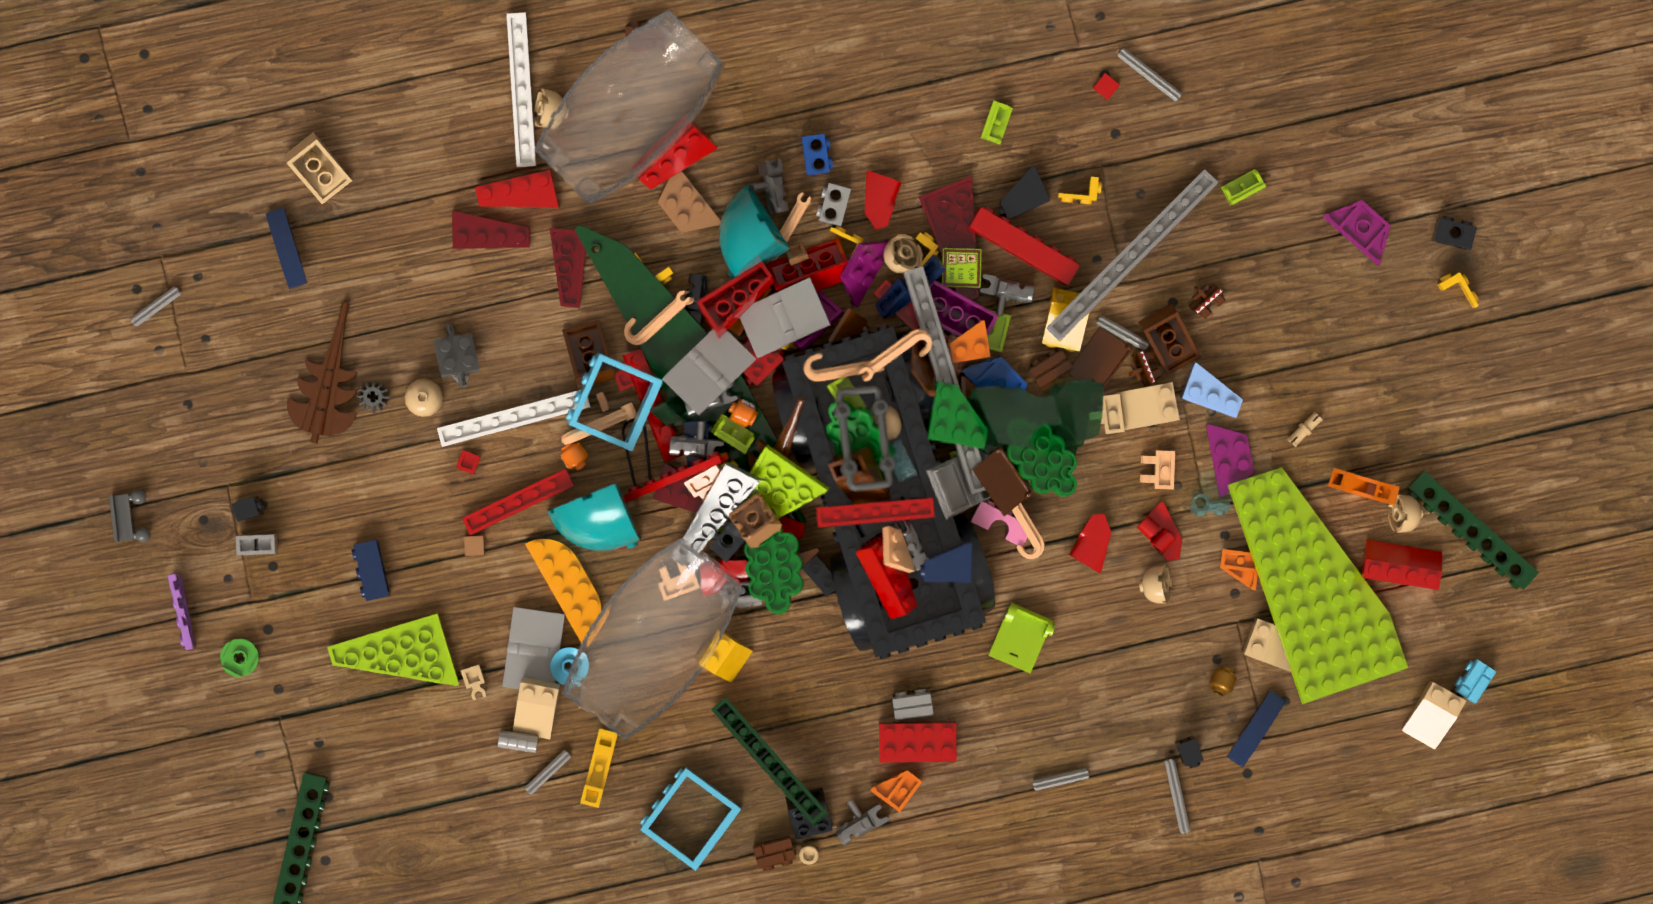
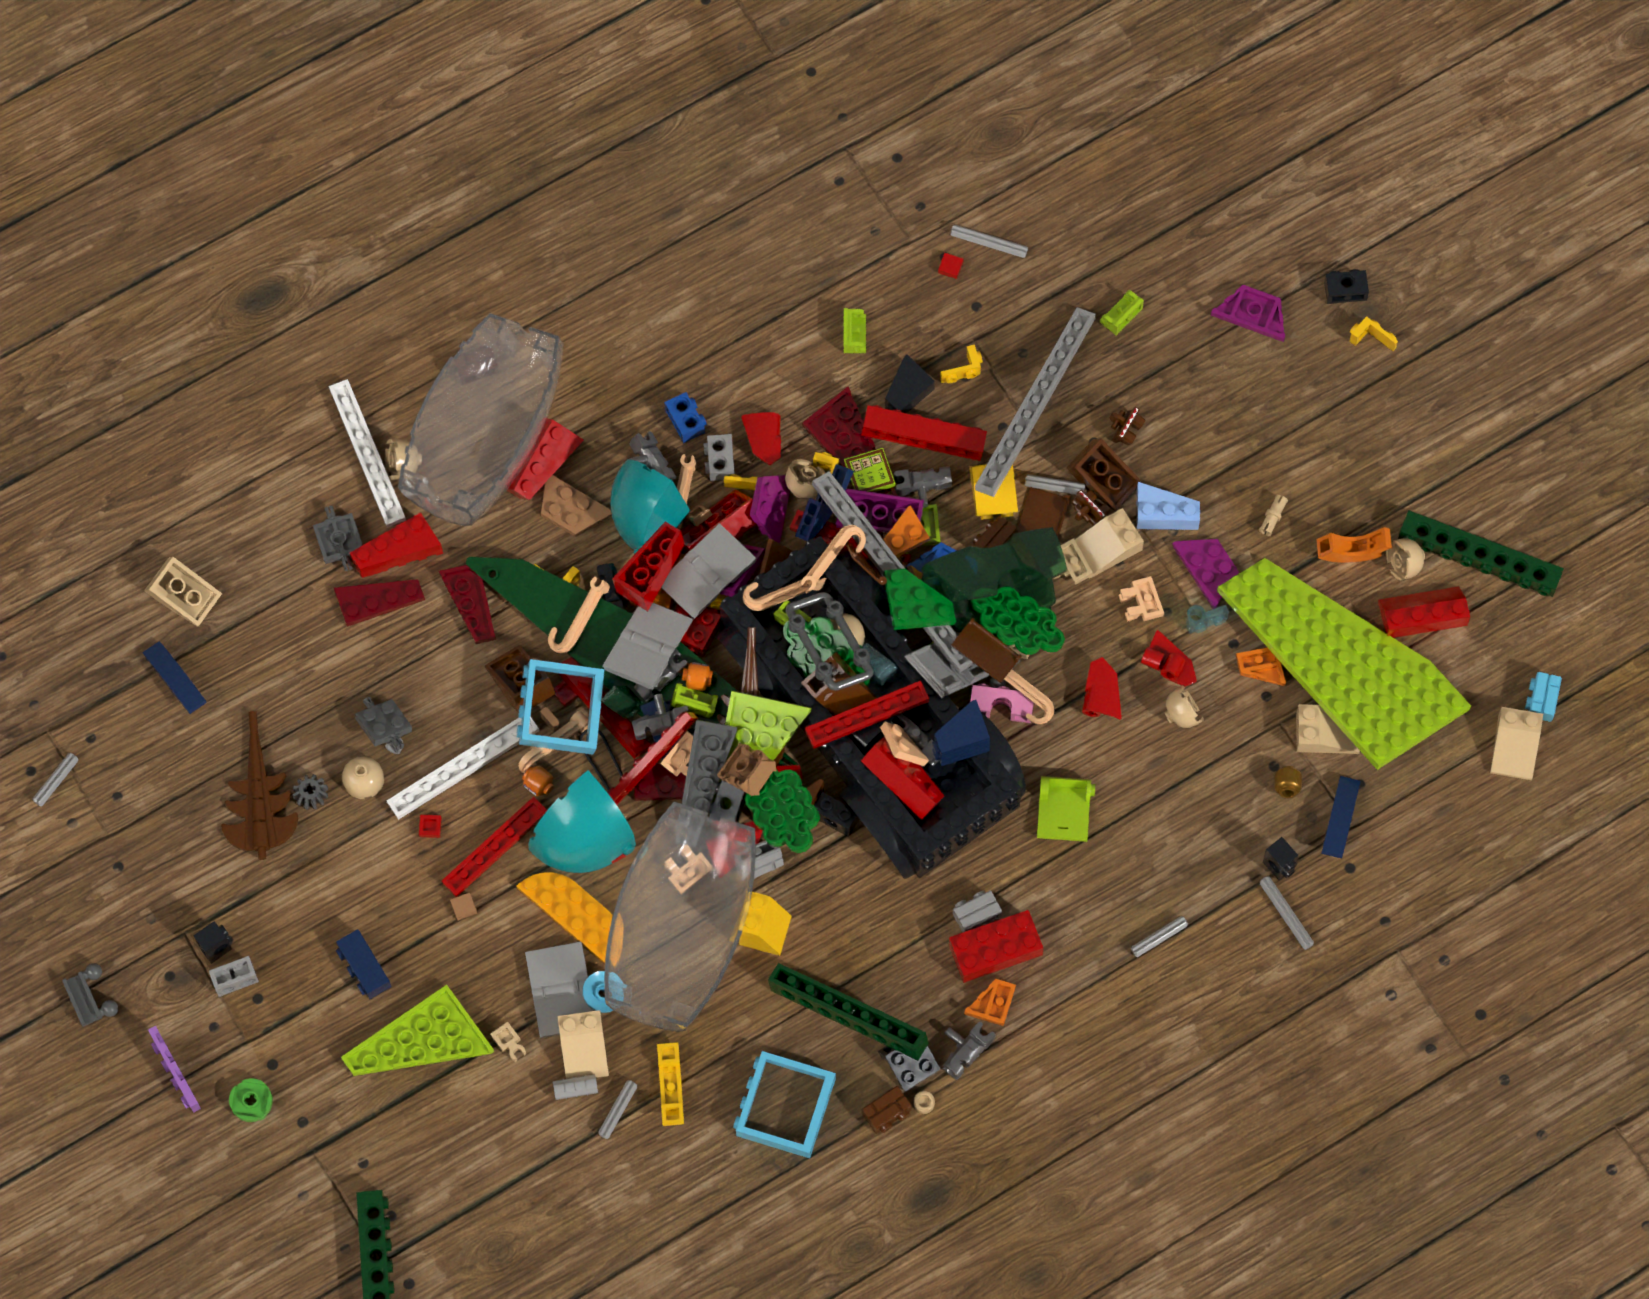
camera: 15 degrees left, 20 degrees down
(470, 164) = (337, 537): none -> dark grey plate

